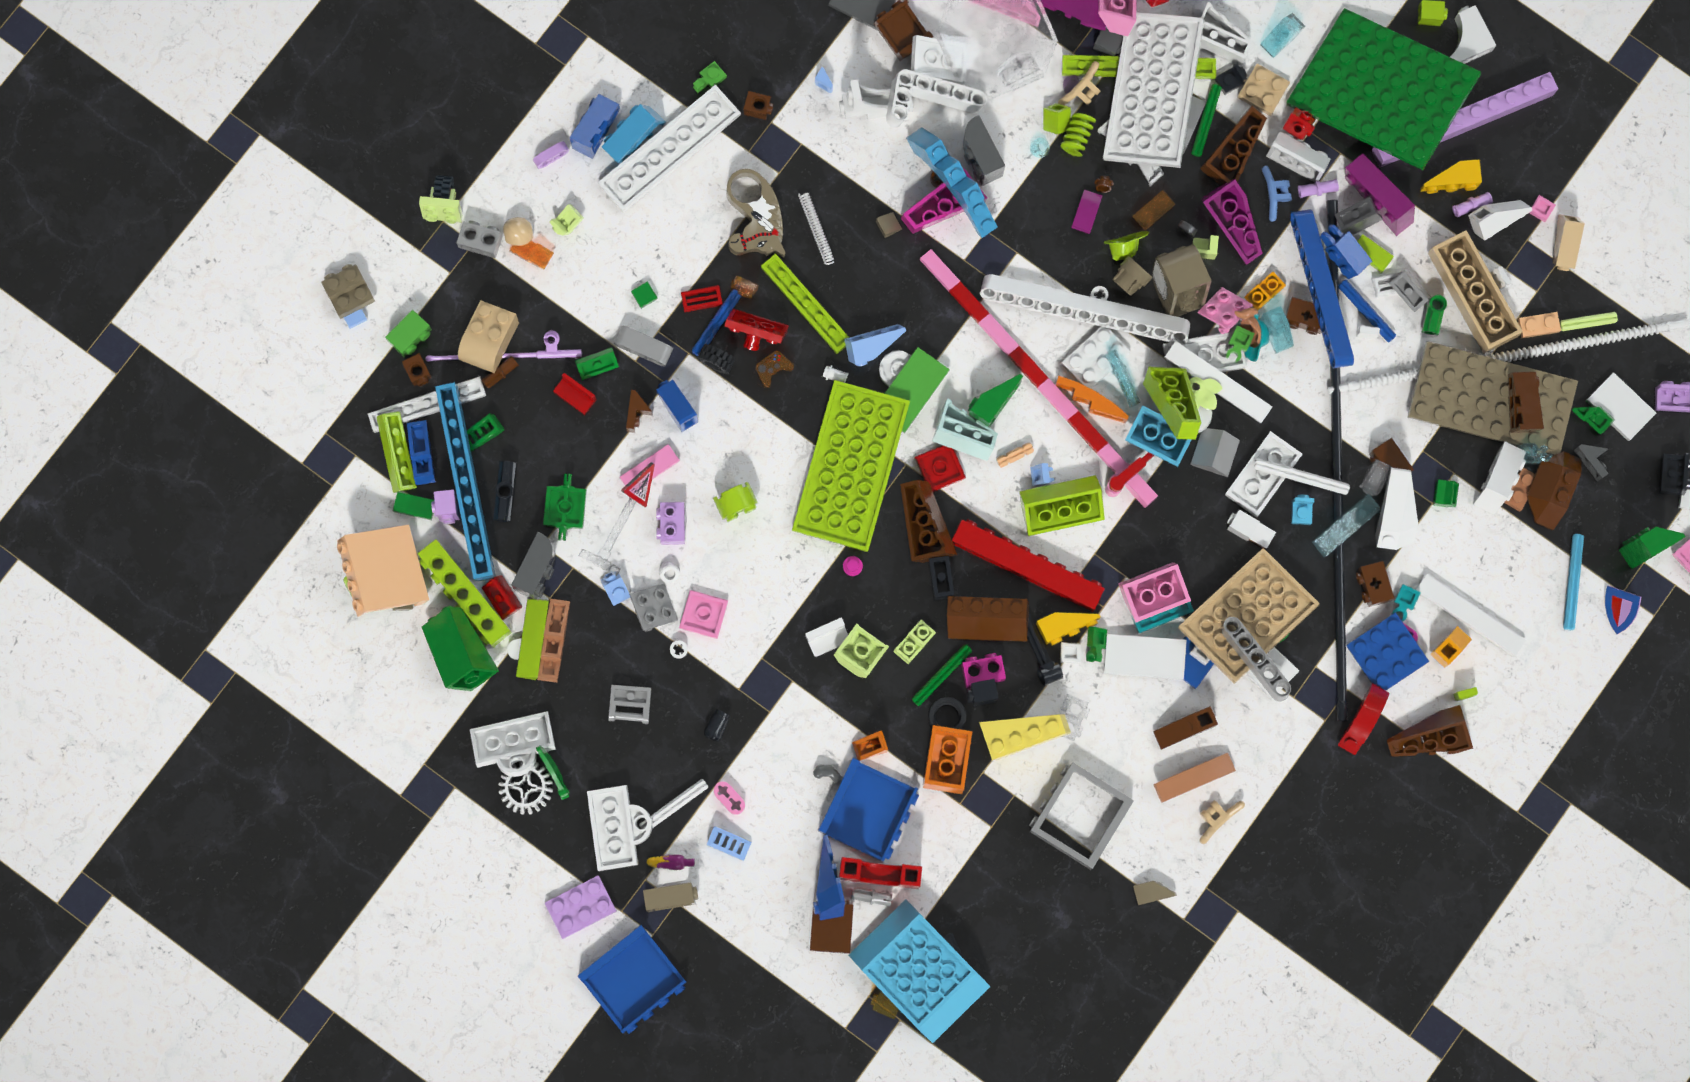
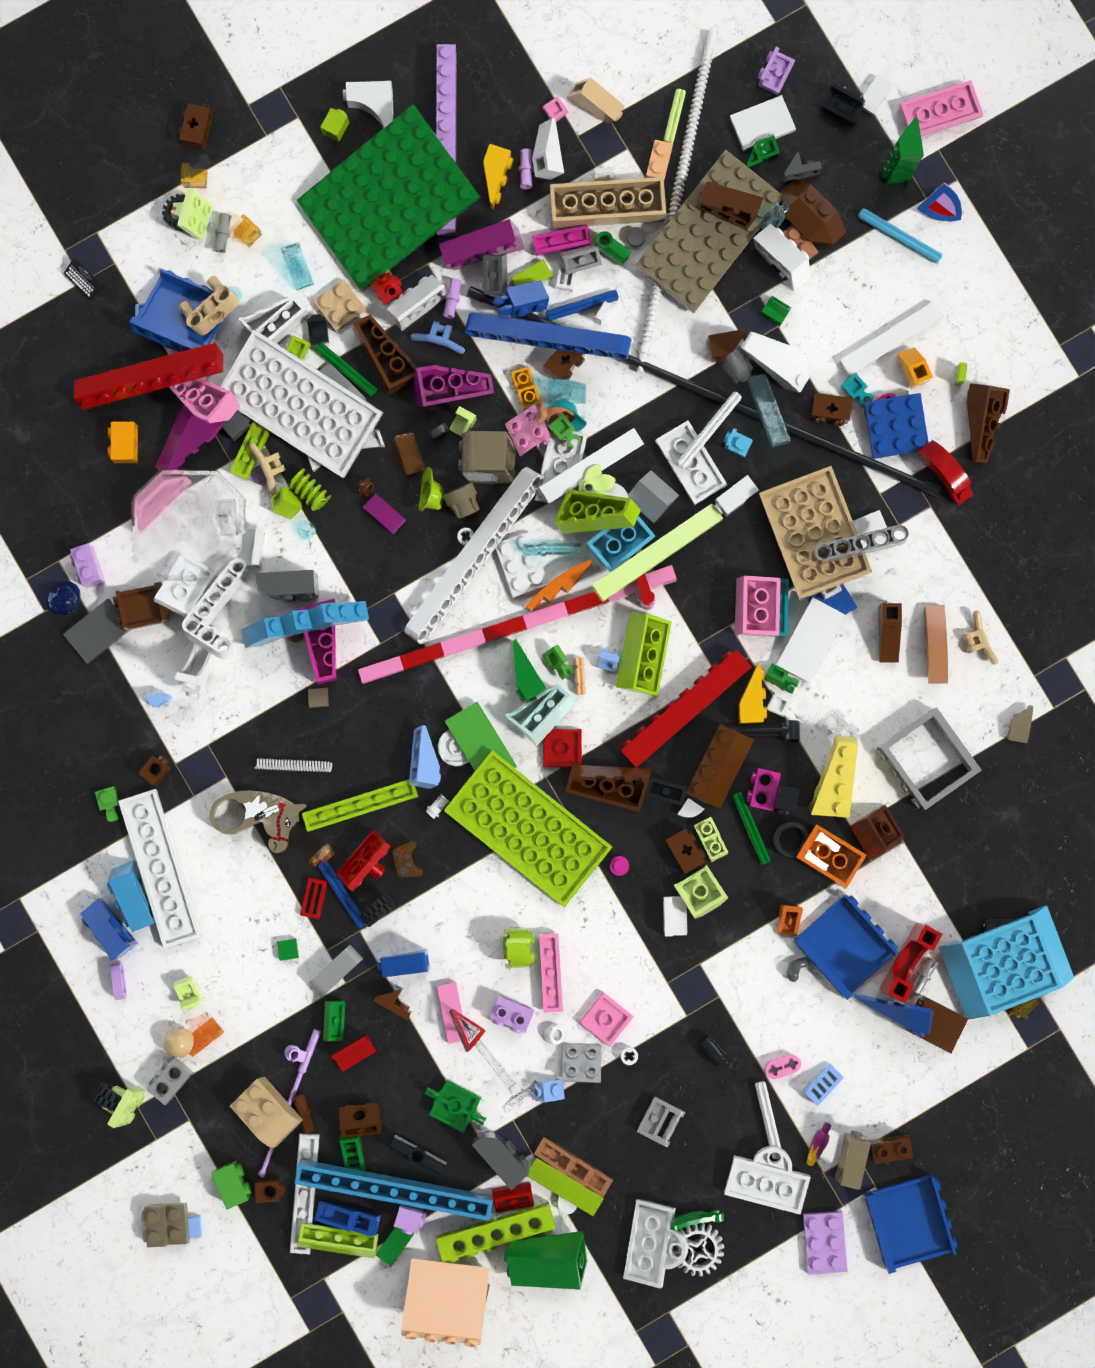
camera: 65 degrees left, 5 degrees up
(516, 425) = (367, 1126): none -> reddish brown brick
(694, 931) = (890, 1149): none -> reddish brown brick
(725, 543) = (550, 972): none -> bright pink plate
(883, 626) = (685, 861): none -> reddish brown brick
(934, 610) = (690, 809): none -> white tile
(990, 795) = (877, 832): none -> copper slope
(1003, 106) = (253, 547): none -> white panel
(1020, 426) = (556, 660): none -> bright green plate
(1163, 475) = (656, 552): none -> yellowish green tile
(1419, 265) = (561, 240): none -> dark pink plate
(1455, 333) = (635, 237): none -> flat silver tile

